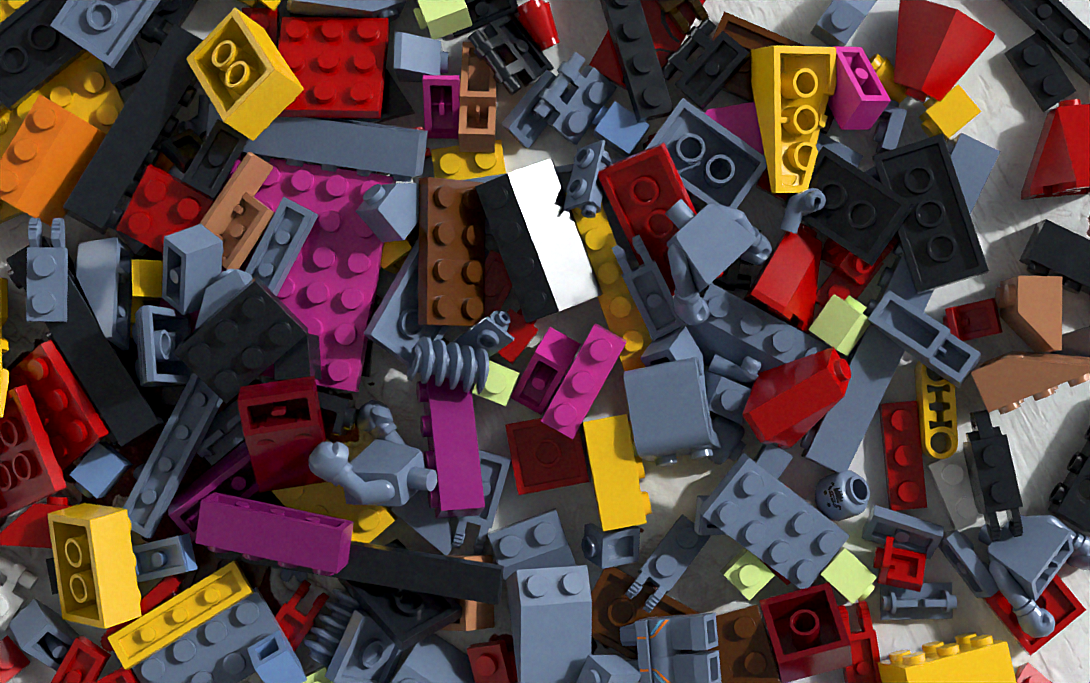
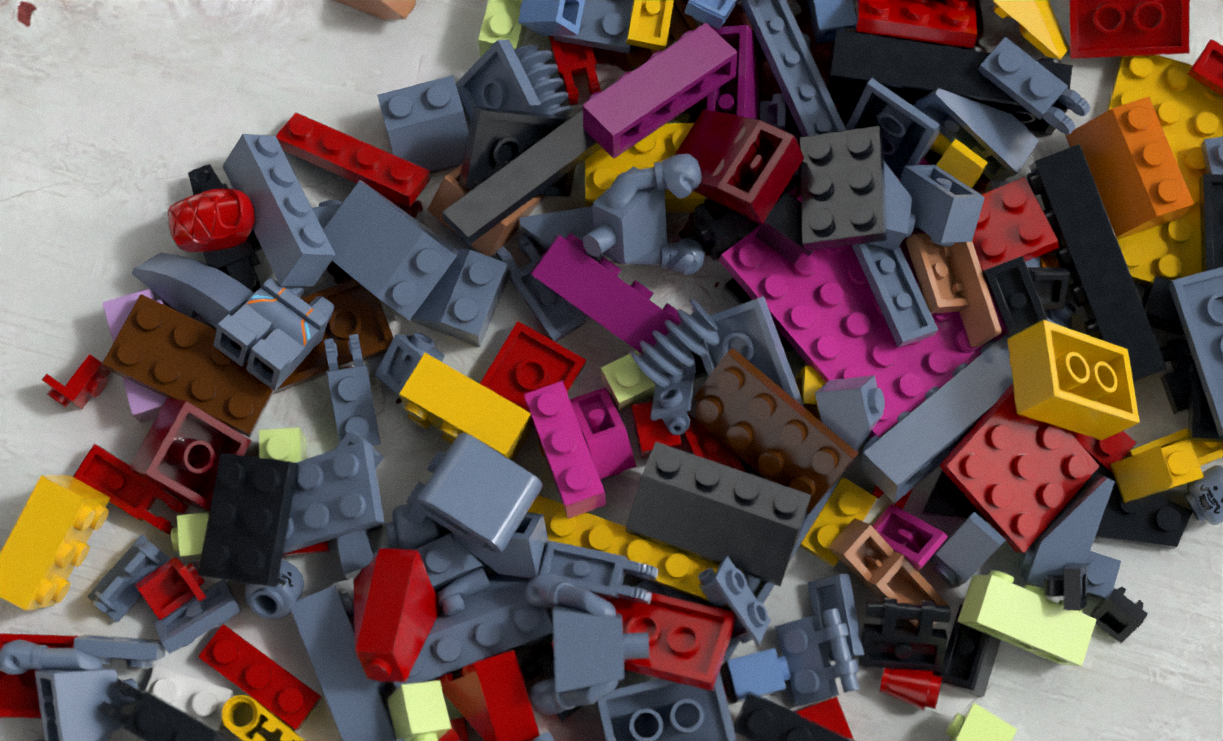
camera: 130 degrees right, 10 degrees down
(817, 549) = (248, 519): none -> black plate

